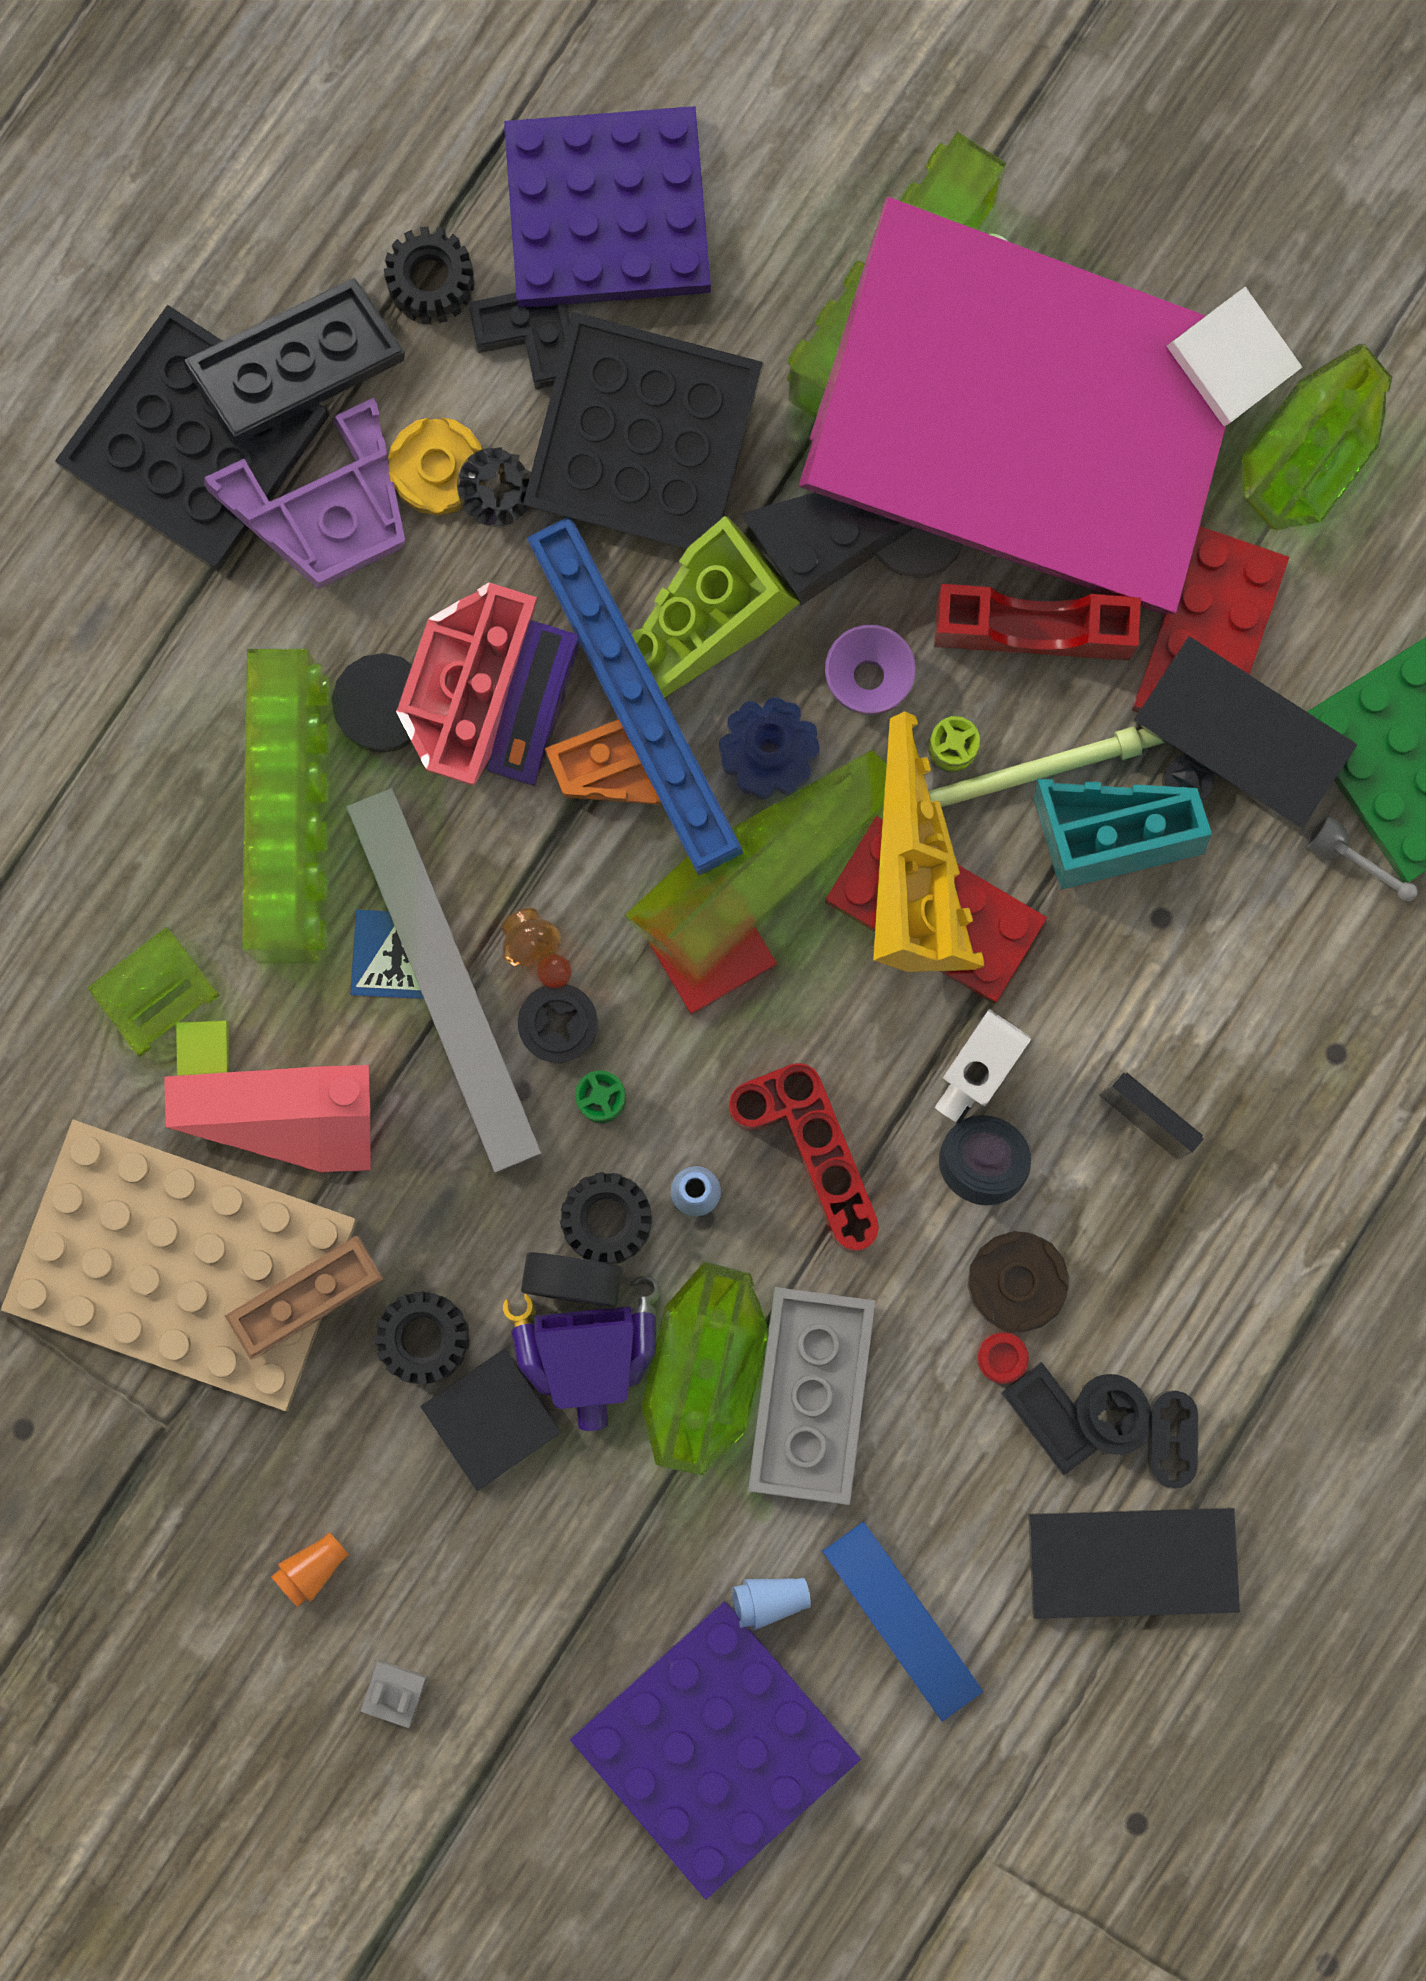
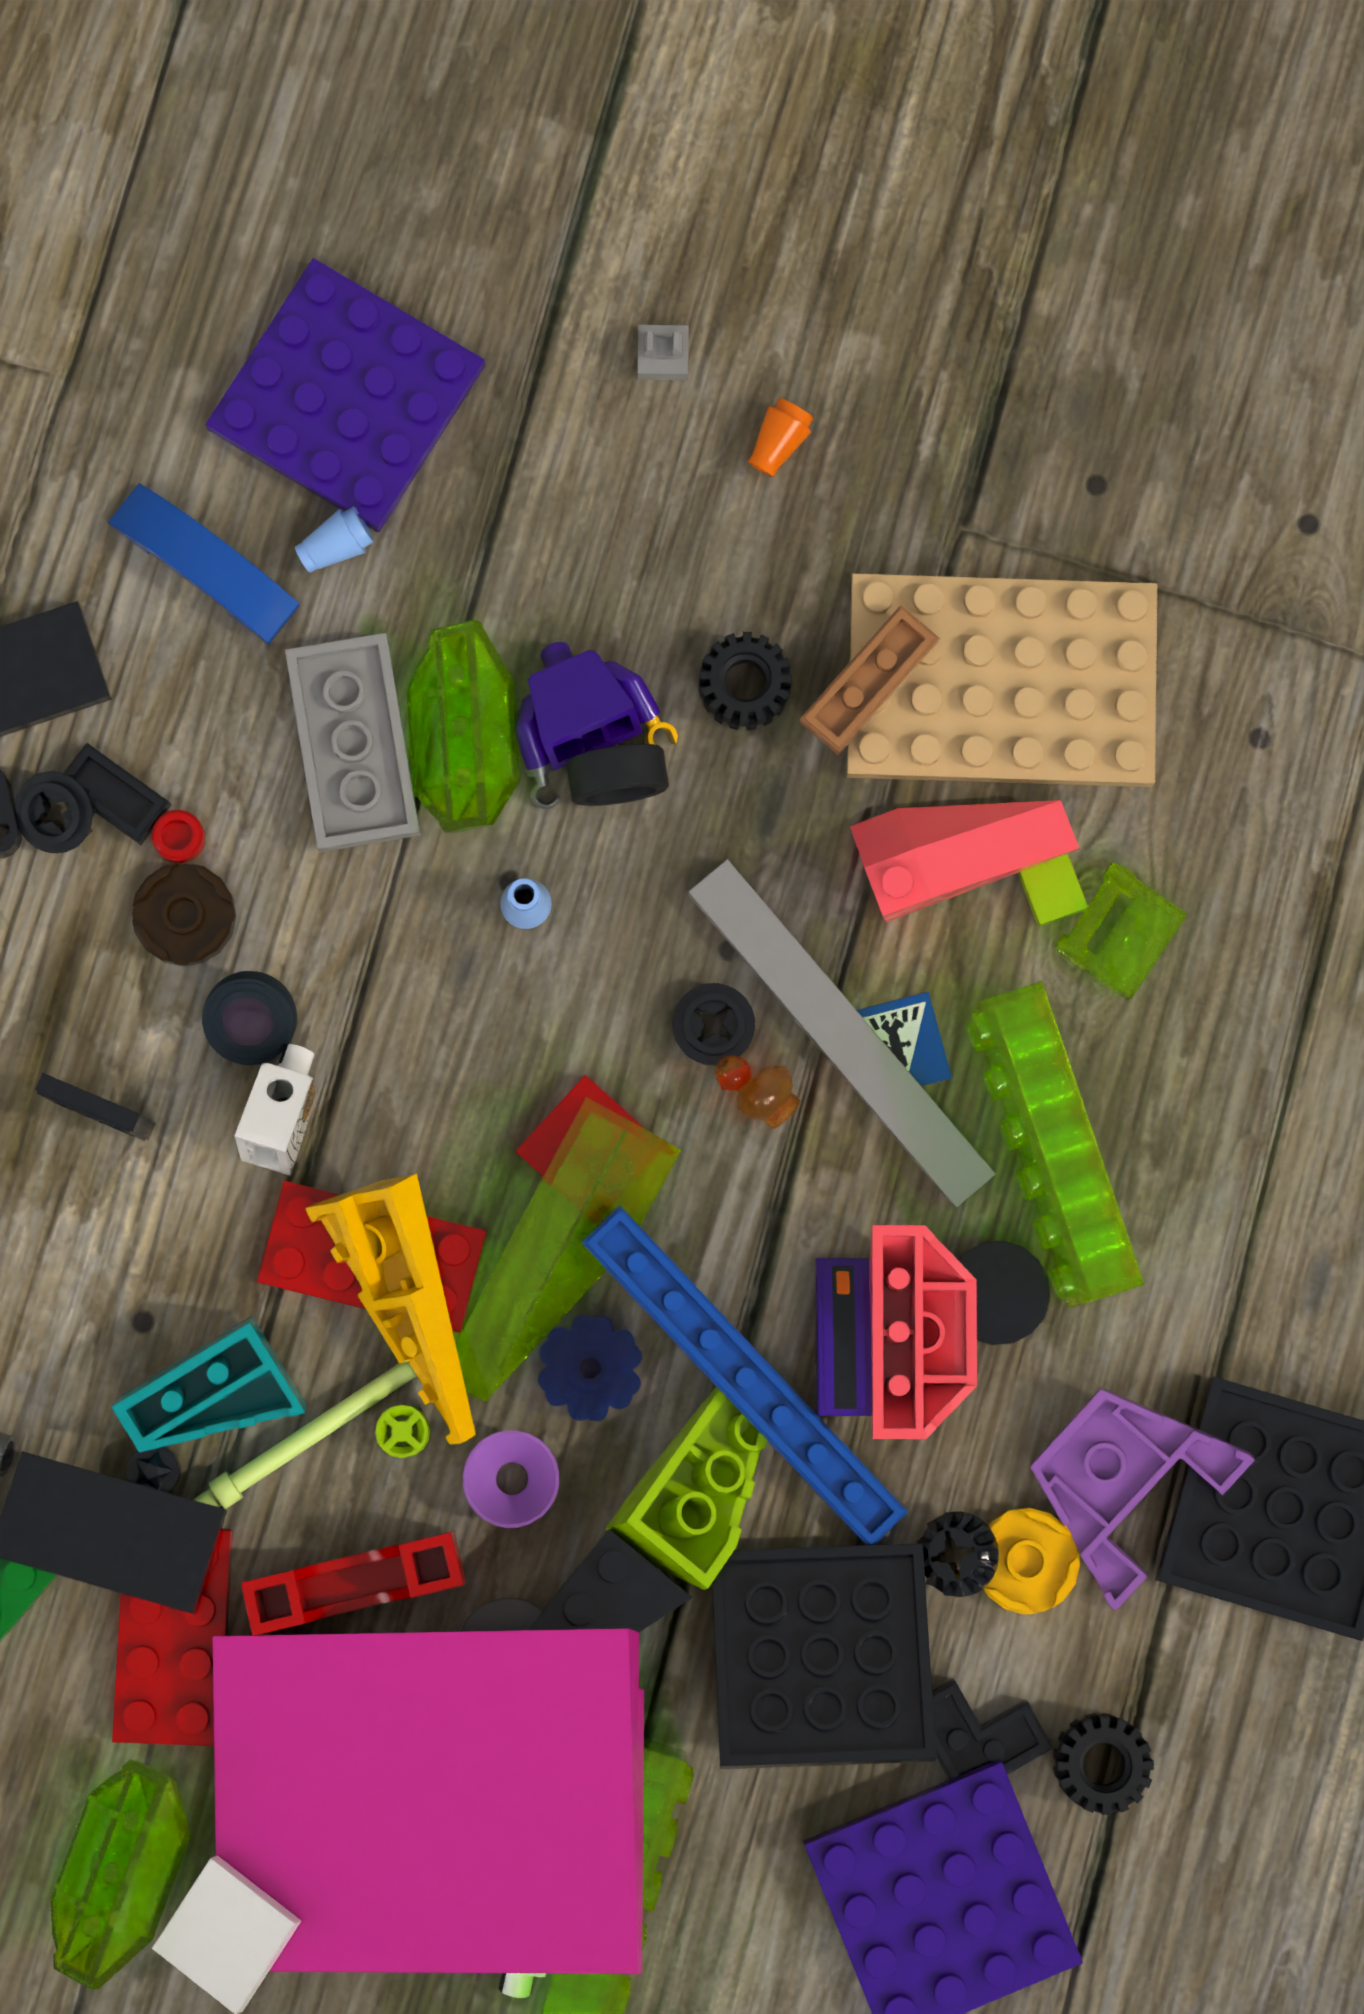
camera: 155 degrees right, 0 degrees up
(294, 360) = (1209, 1621): black tile -> none
(491, 1419) = (654, 627): black tile -> none
(596, 1089) = (647, 951): green wheel -> none
(601, 767) = (755, 1293): orange wing -> none
(601, 1187) = (604, 817): black tyre -> none
(815, 1160) = (416, 967): red beam -> none

